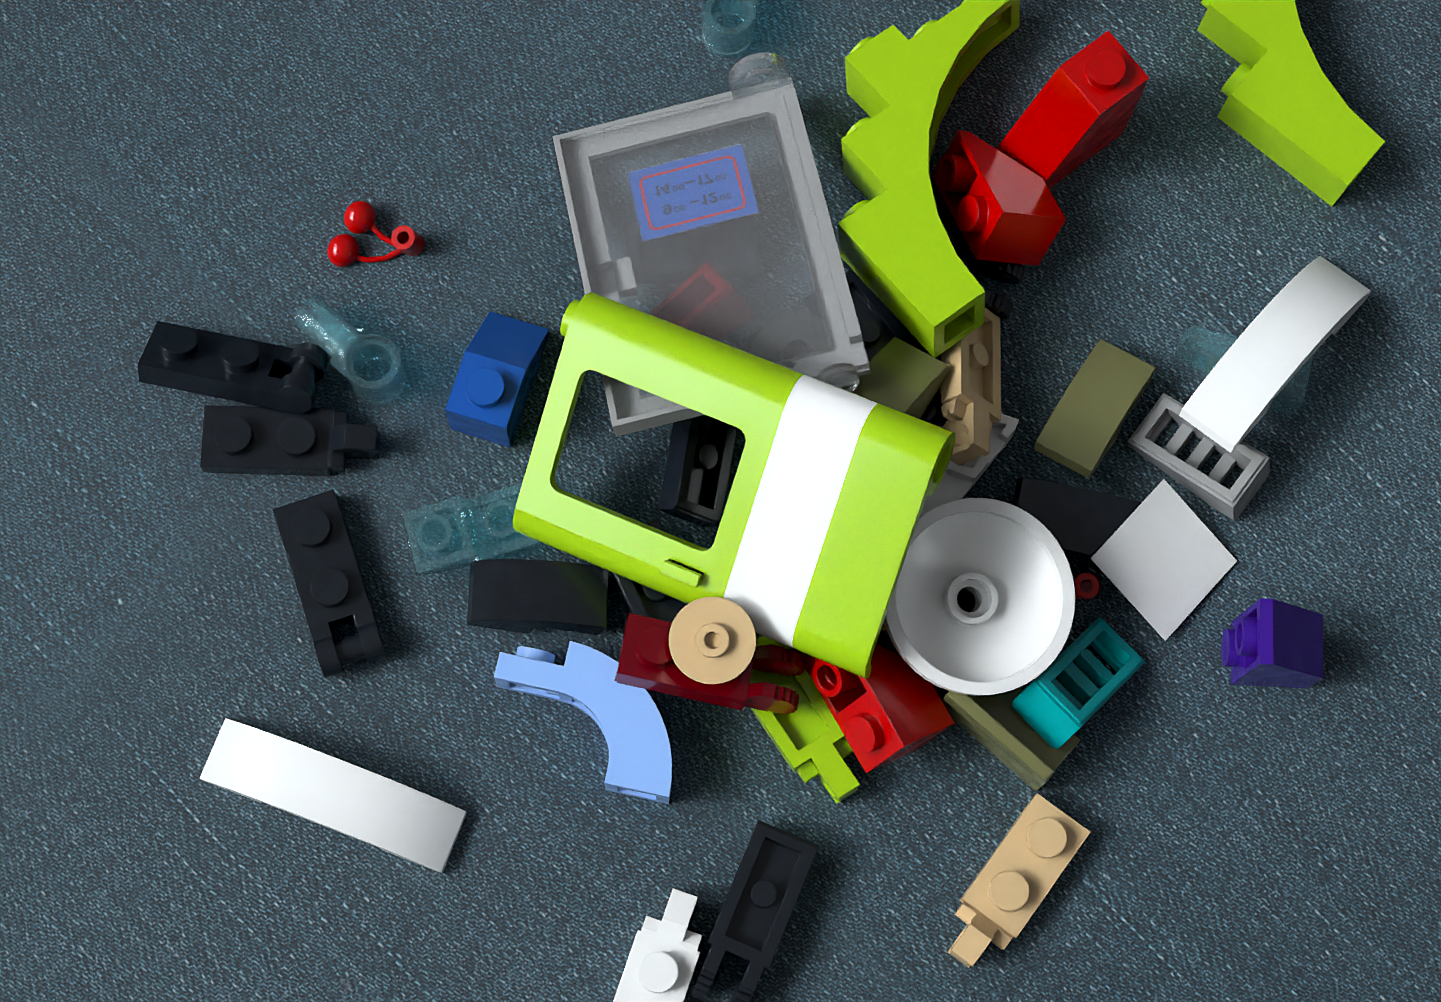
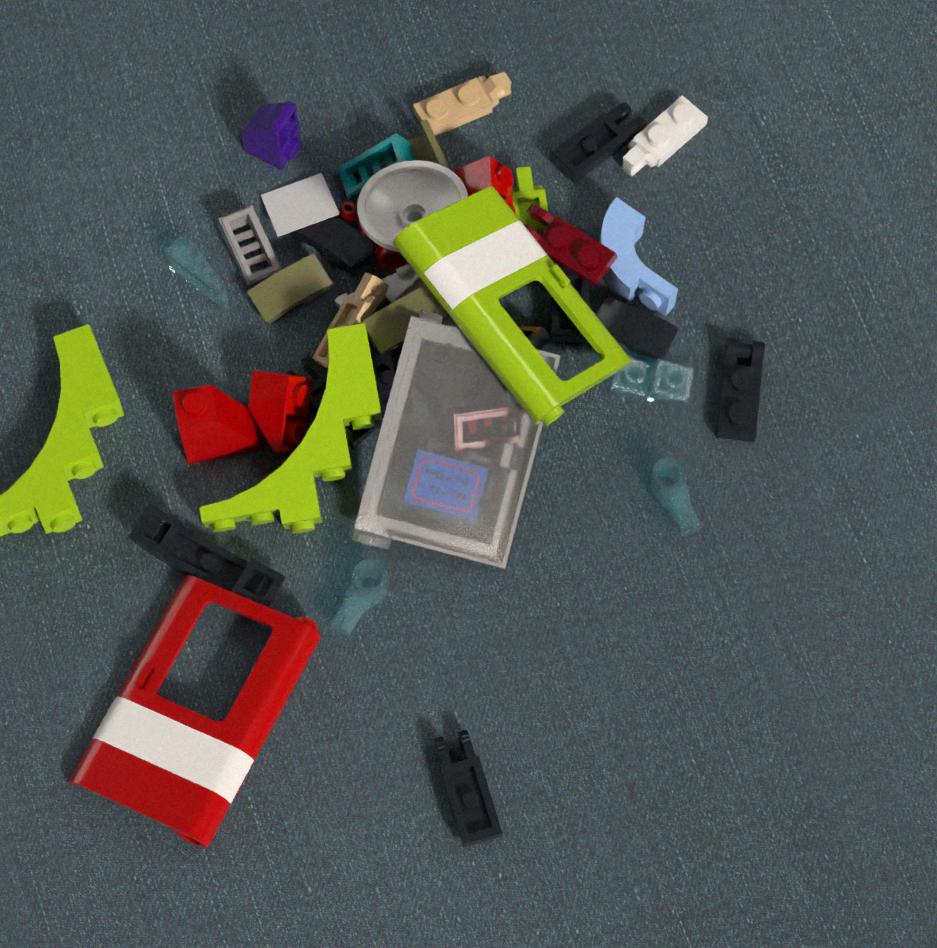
camera: 150 degrees left, 10 degrees down
(233, 367) = (747, 519): black plate -> none
(282, 442) = (733, 472): black hinge -> none
(334, 794) = (789, 286): white slope -> none
(360, 218) = (636, 574): red piece -> none
(496, 378) = (601, 446): blue slope -> none
(712, 640) = (561, 236): tan wheel -> none
(1272, 351) = (176, 262): white slope -> none

